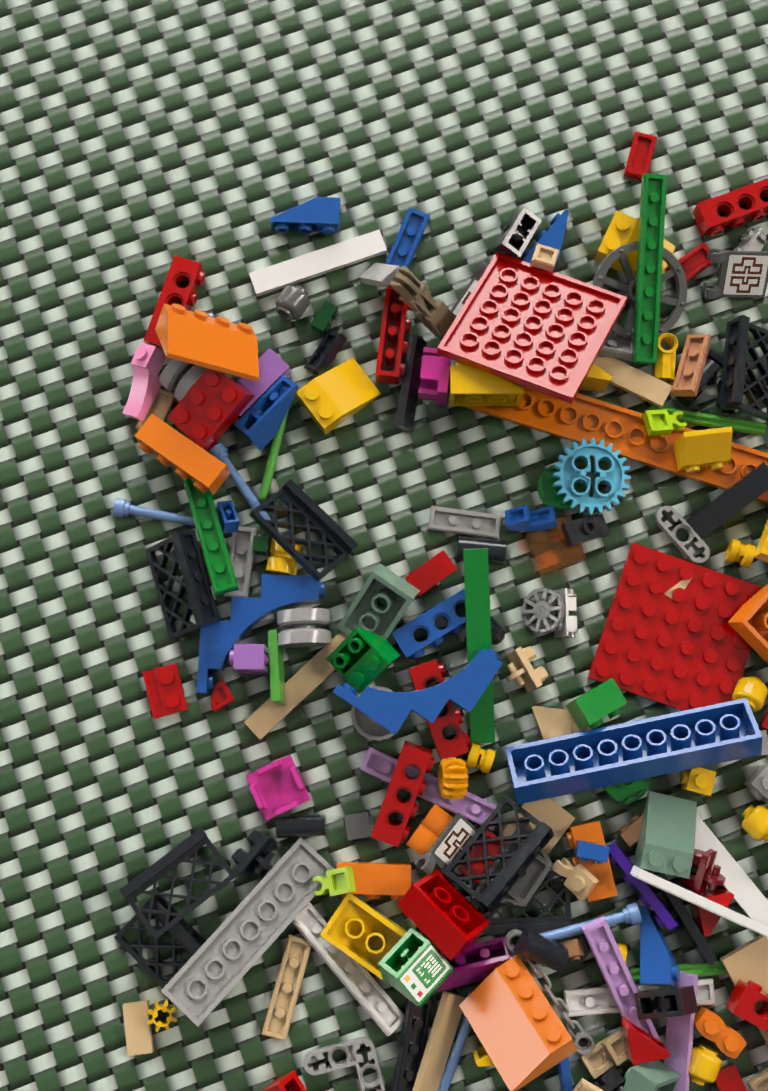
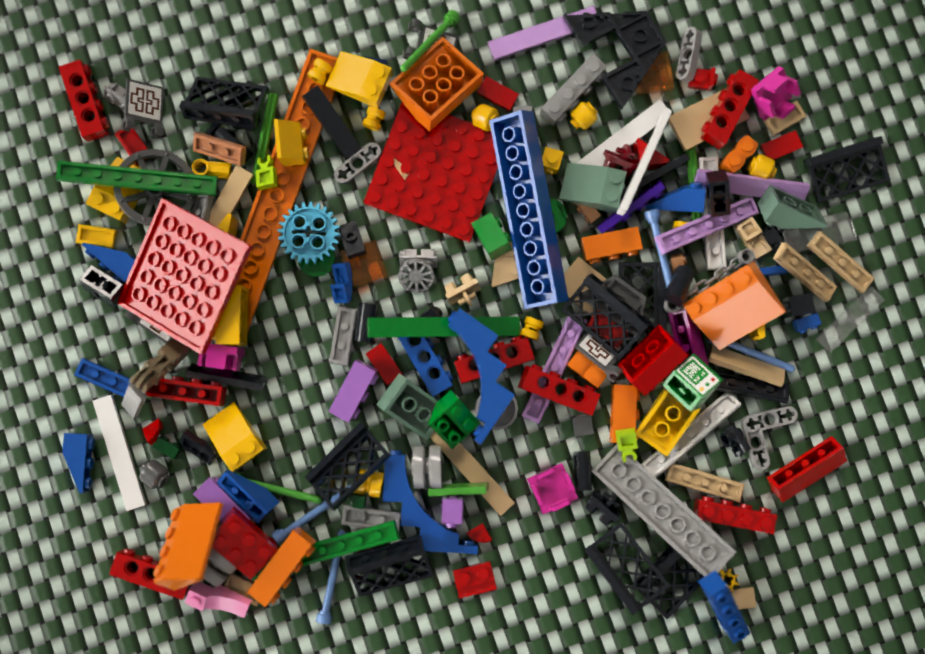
camera: 90 degrees left, 5 degrees up
(128, 1011) = (724, 606): none -> blue brick
(227, 516) = (334, 528): blue piece -> none
(243, 1029) = (728, 514): none -> red brick
(344, 299) = (152, 430): none -> red tile
(344, 1027) = (733, 437): none -> black plate
(396, 536) = (354, 391): none -> medium lavender brick
(452, 778) = (548, 350): light orange gear -> none
(544, 257) = (124, 263): tan tile -> none
(577, 227) = (96, 236): none -> yellow tile
(578, 879) = (625, 255): tan plate -> none
(596, 852) = (605, 242): blue piece -> none
(640, 155) = (37, 181): red tile -> none
(641, 1045) = (748, 213): red slope -> none

